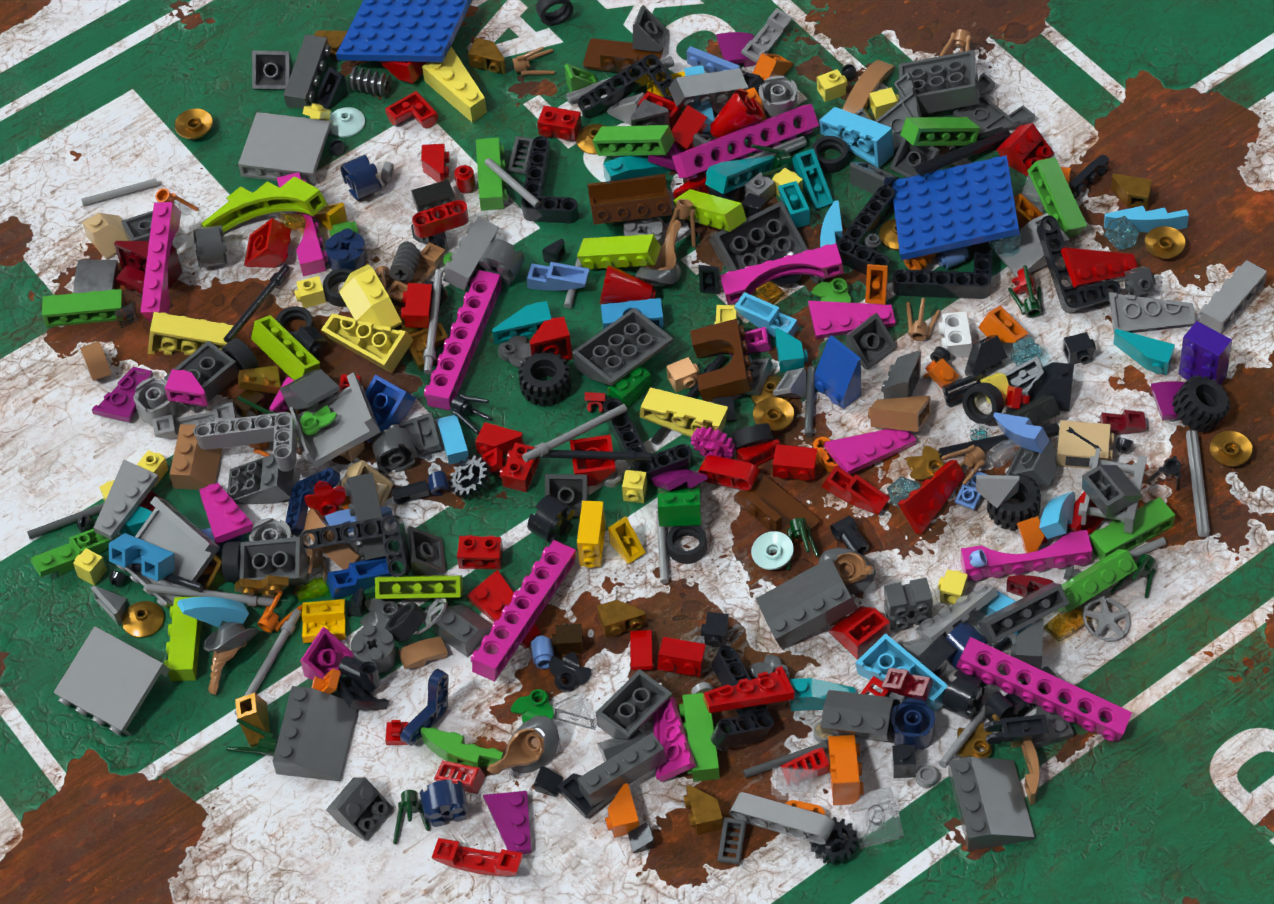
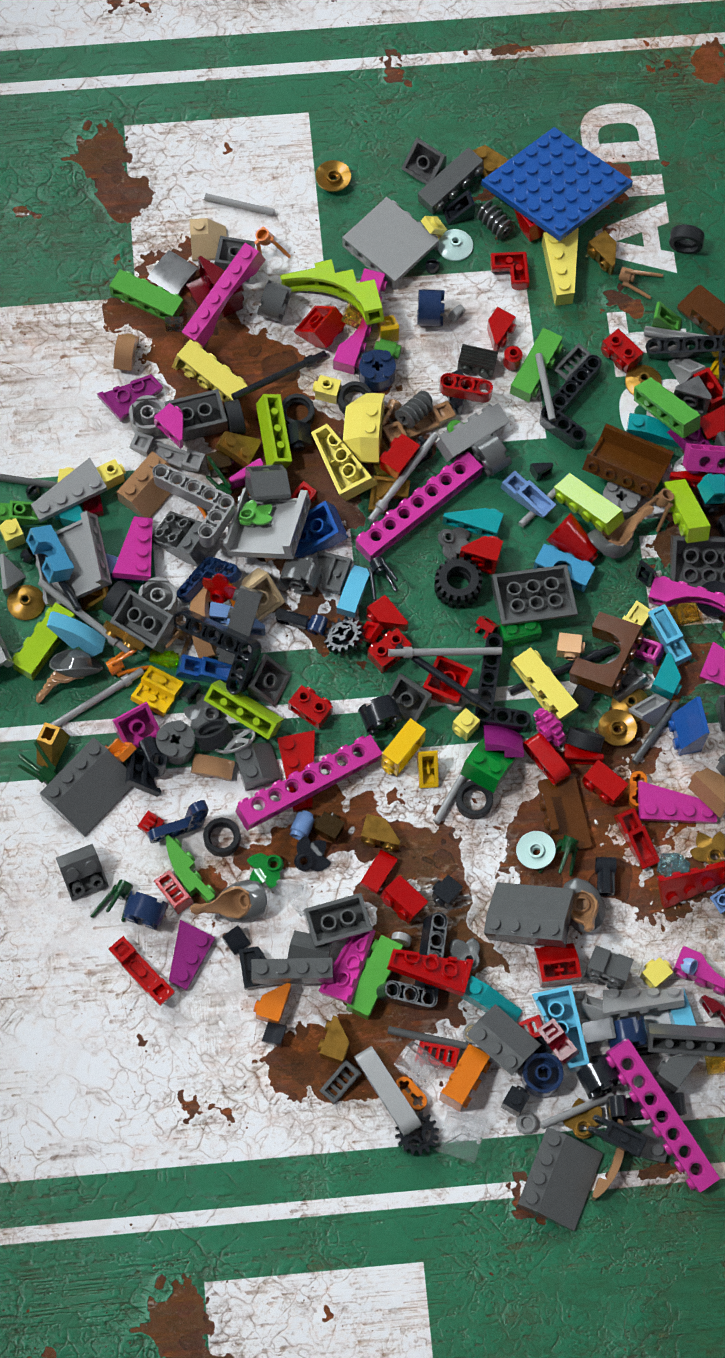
camera: 25 degrees right, 15 degrees up
(467, 691) = (219, 822): none -> black tyre

